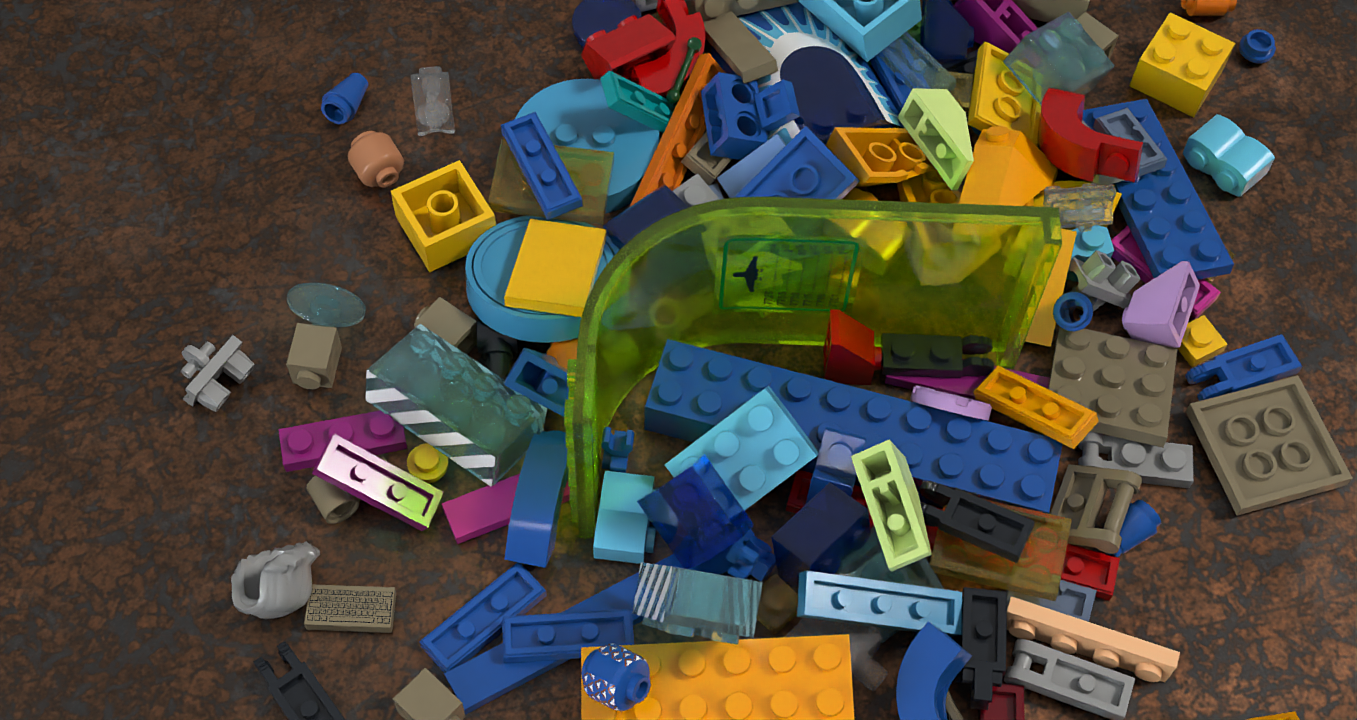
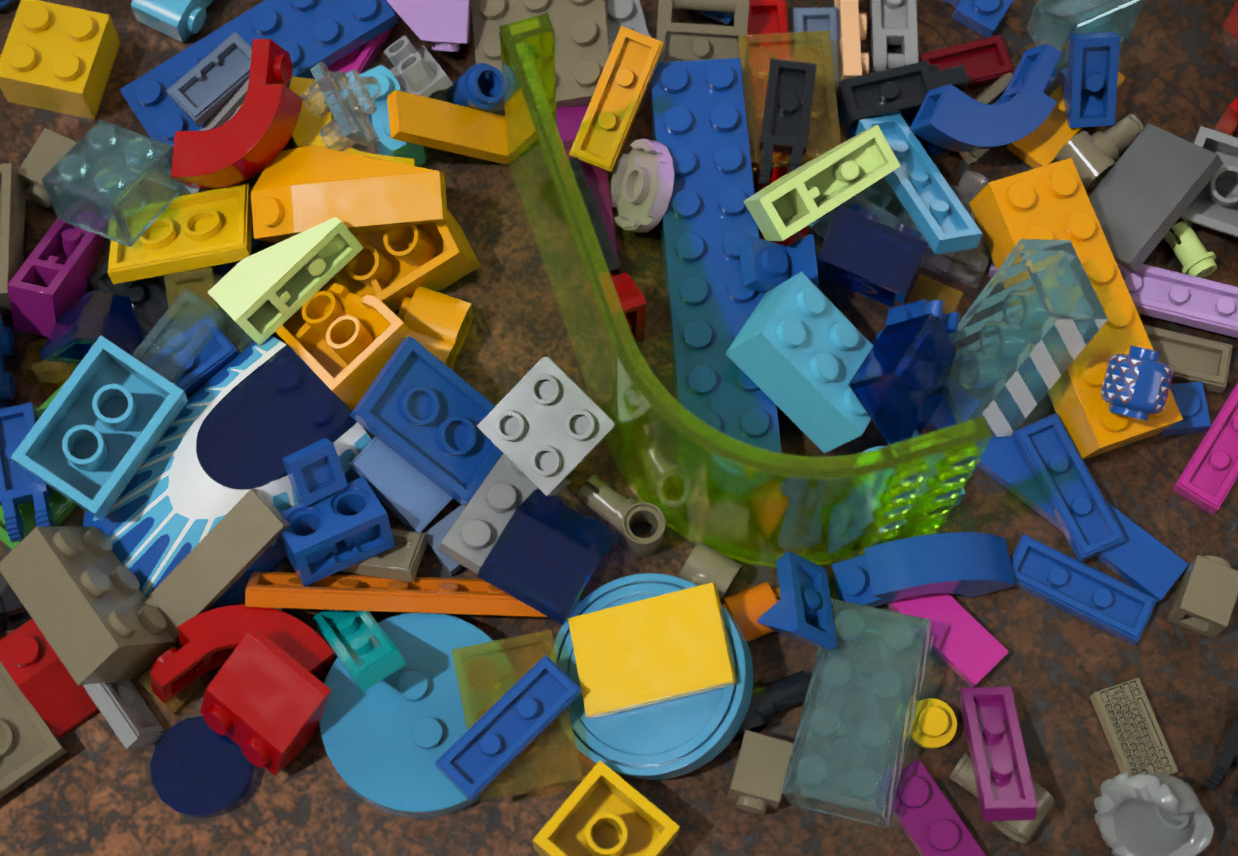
camera: 110 degrees left, 10 degrees up
(693, 46) = (237, 616): dark green hinge -> none

